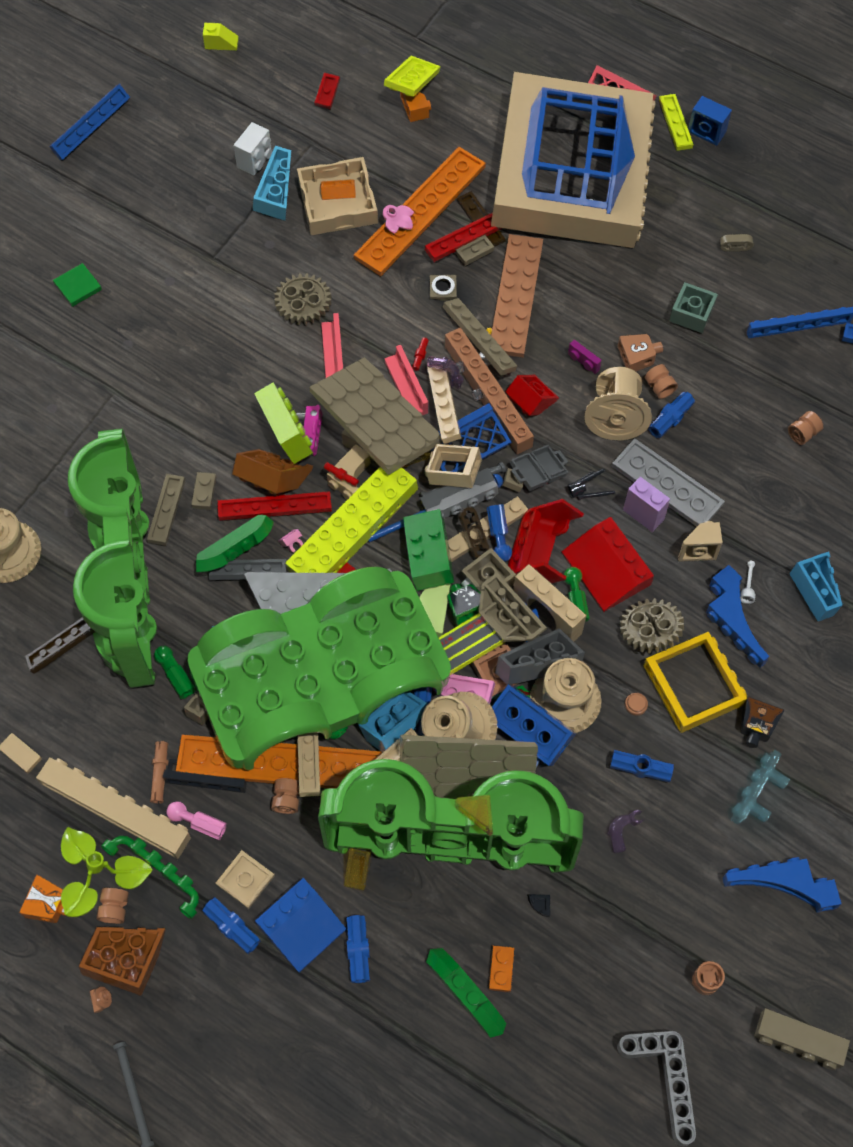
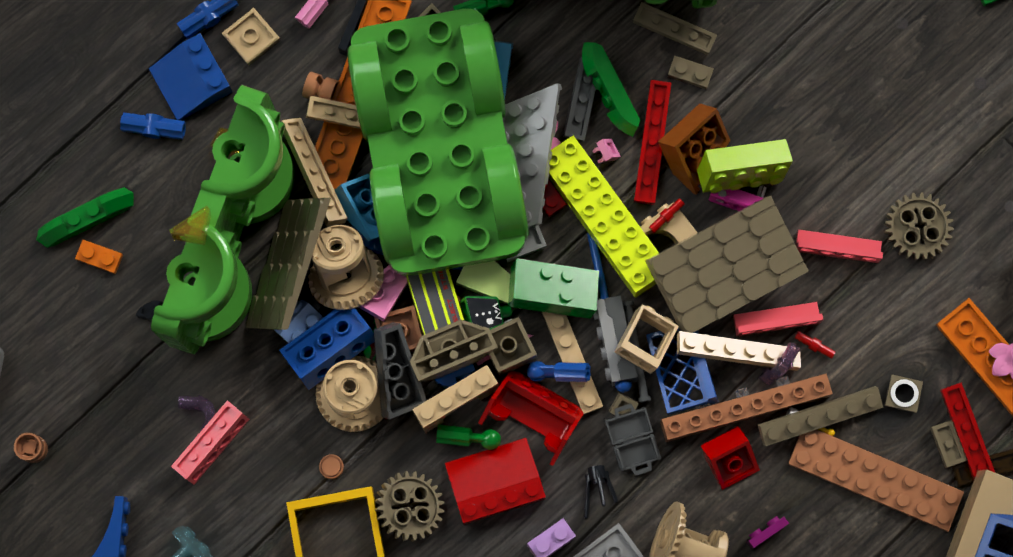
camera: 105 degrees right, 15 degrees up
(464, 522) = (571, 346): dark brown beam -> none
(650, 810) = (210, 442): none -> coral fence
(655, 769) = (252, 462): blue piece -> none

